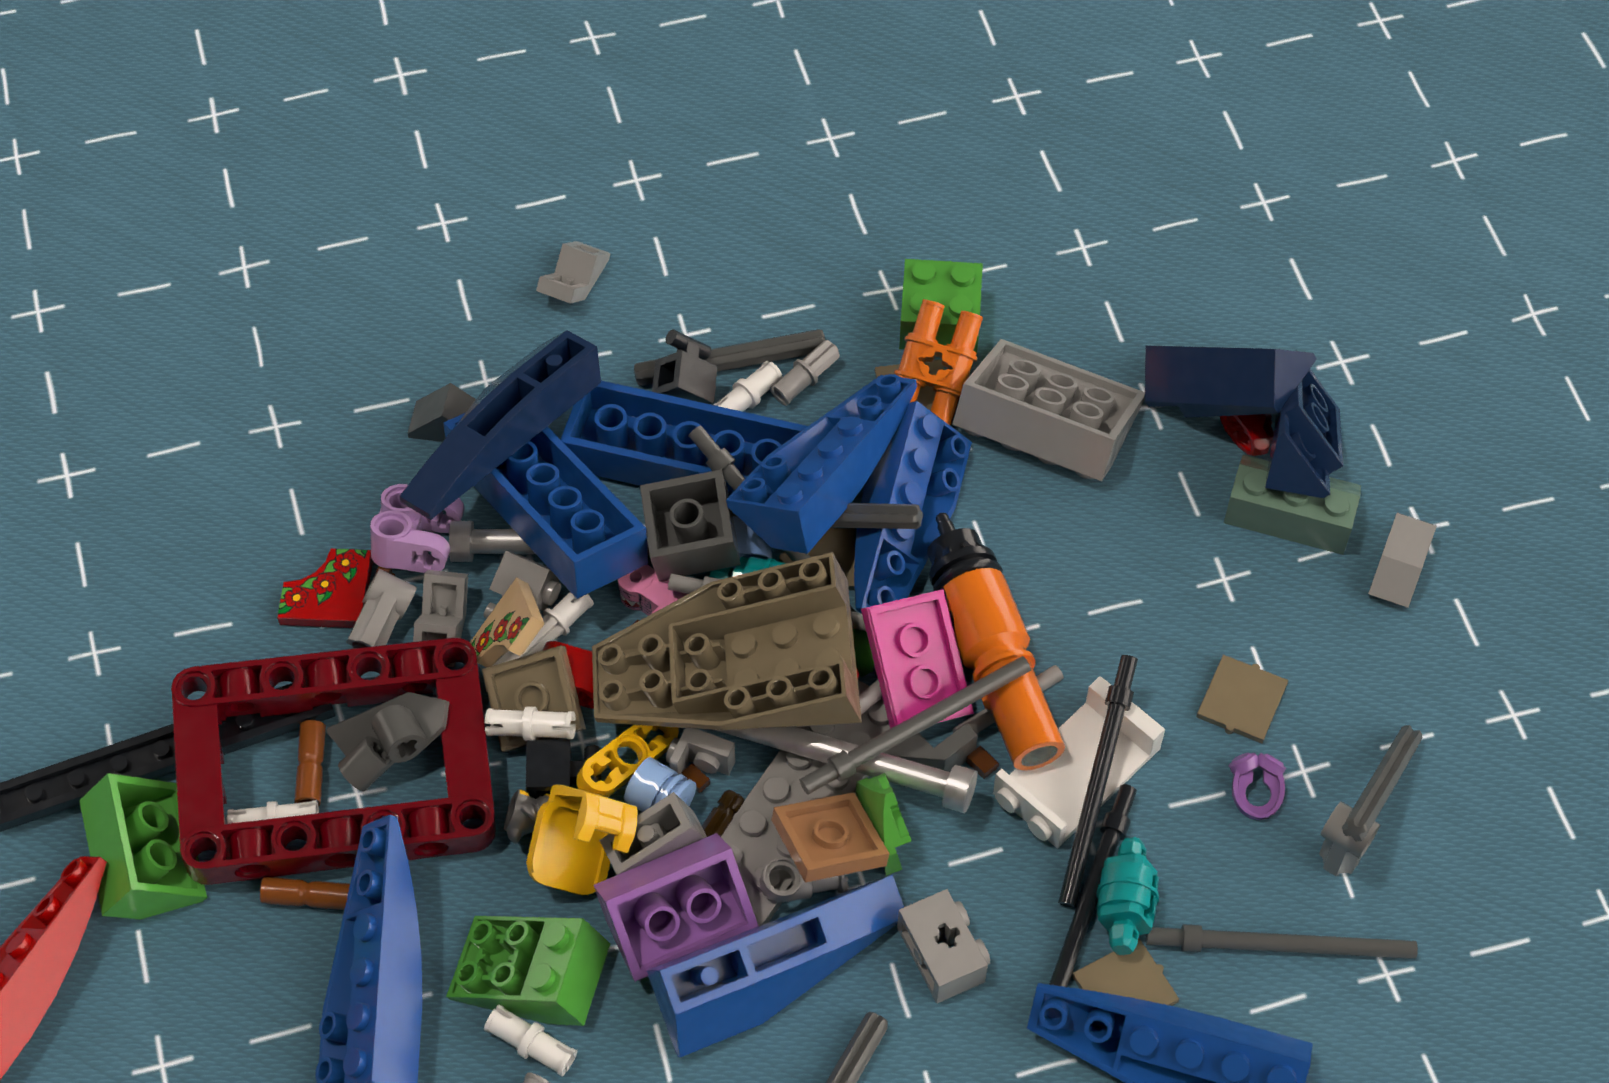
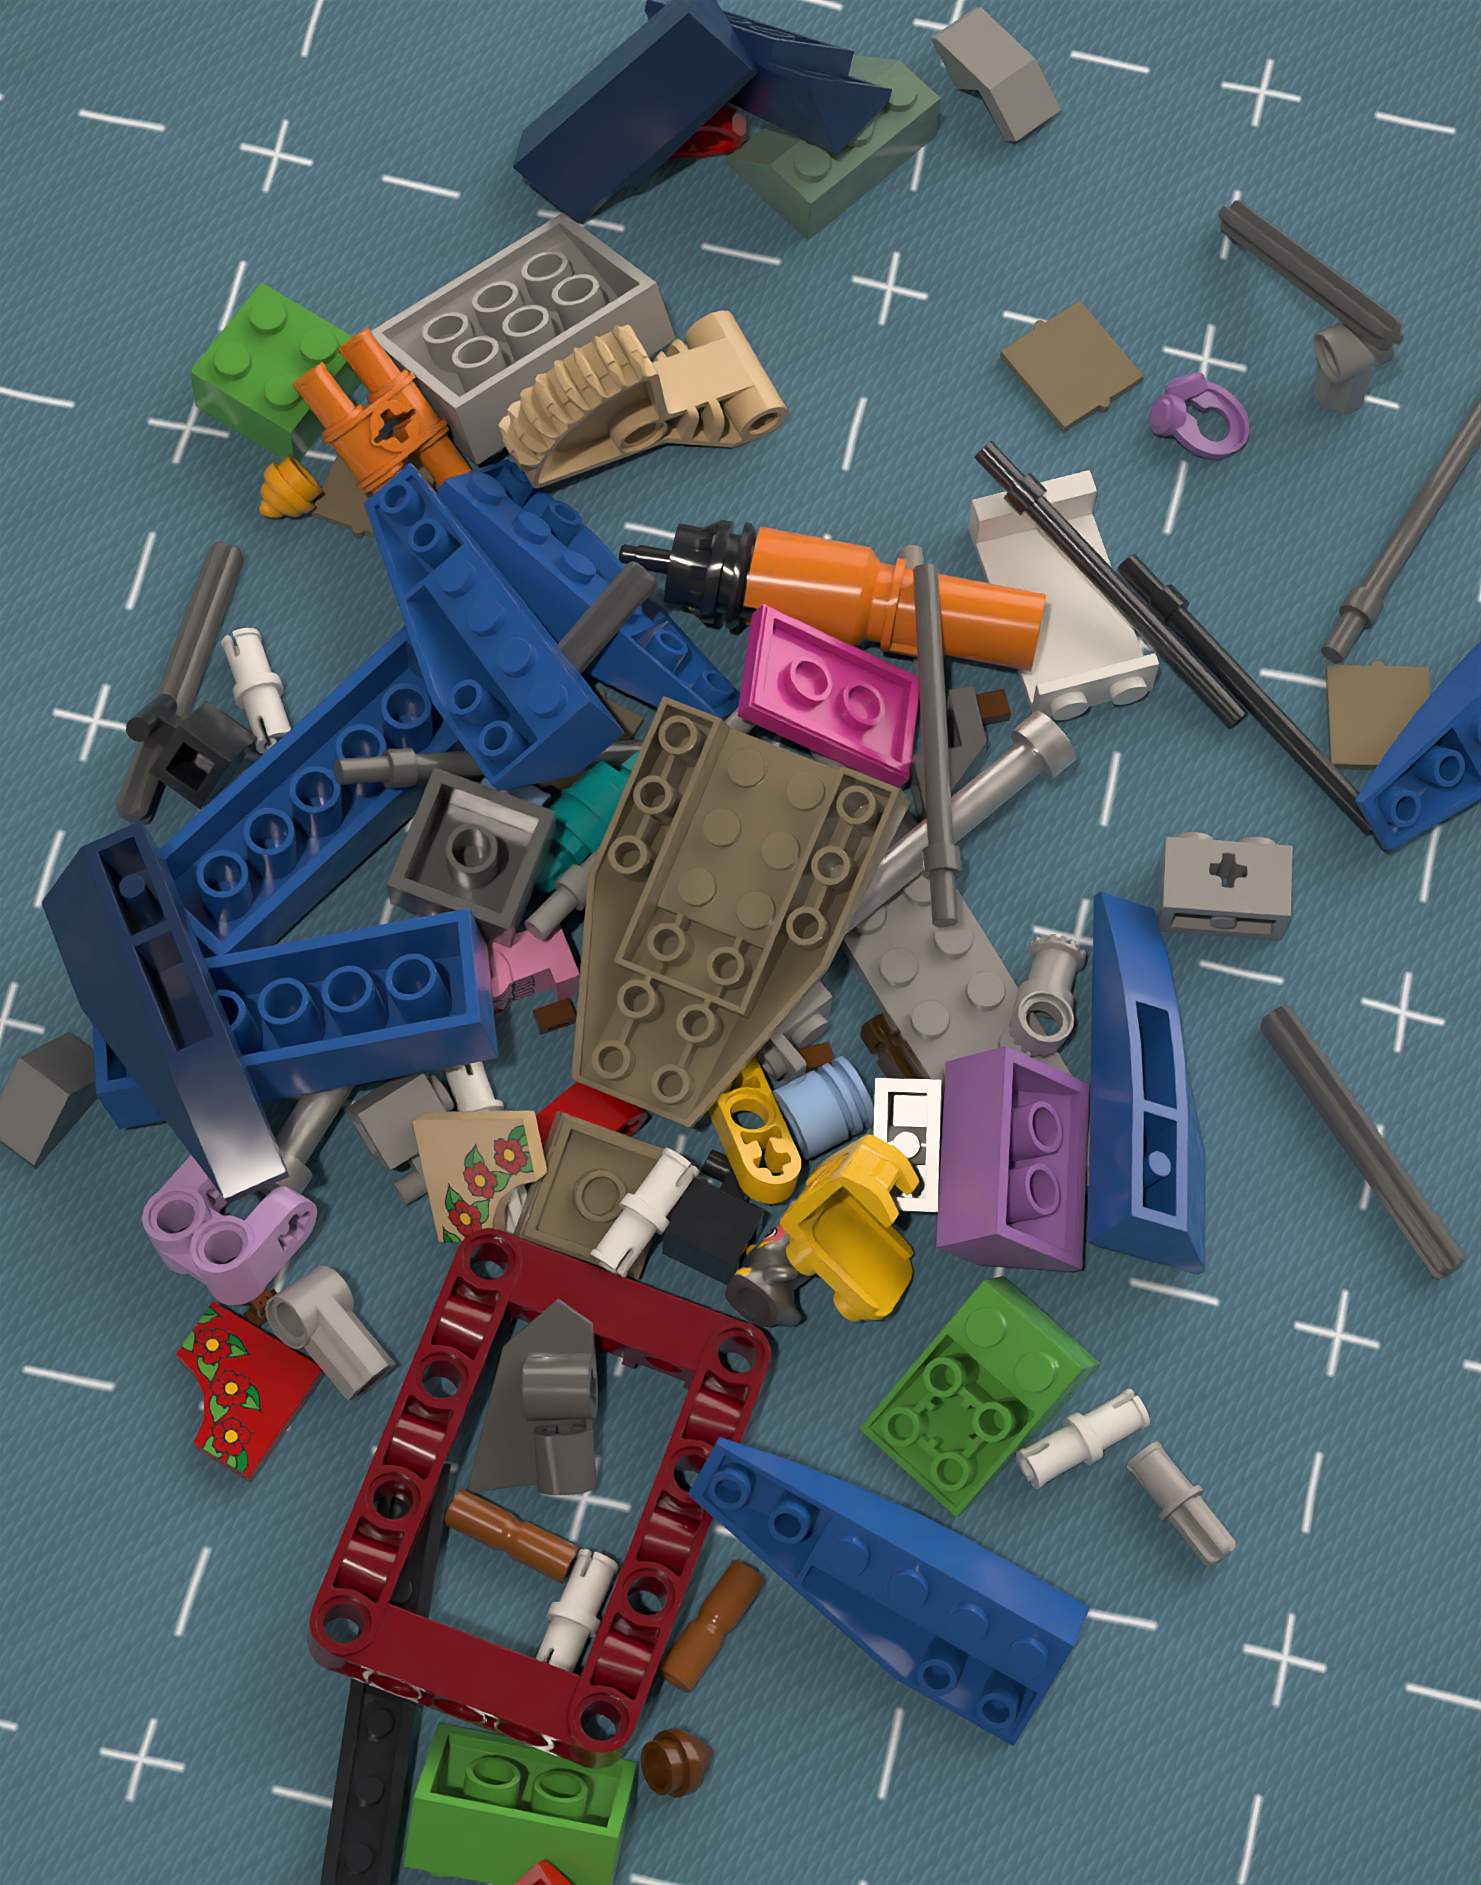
camera: 65 degrees left, 10 degrees up
(214, 916) = (675, 1762): none -> reddish brown plate
(442, 606) = (378, 1261): light grey slope -> none
(805, 372) = (271, 600): light grey axle -> none
(830, 837) = (1024, 931): medium nougat plate -> none
(879, 347) = (288, 489): none -> light orange plate
(883, 811) = (1024, 860): bright green slope -> none
(1032, 470) = (617, 402): none -> tan arm
(1127, 896) = (1278, 642): teal piece -> none

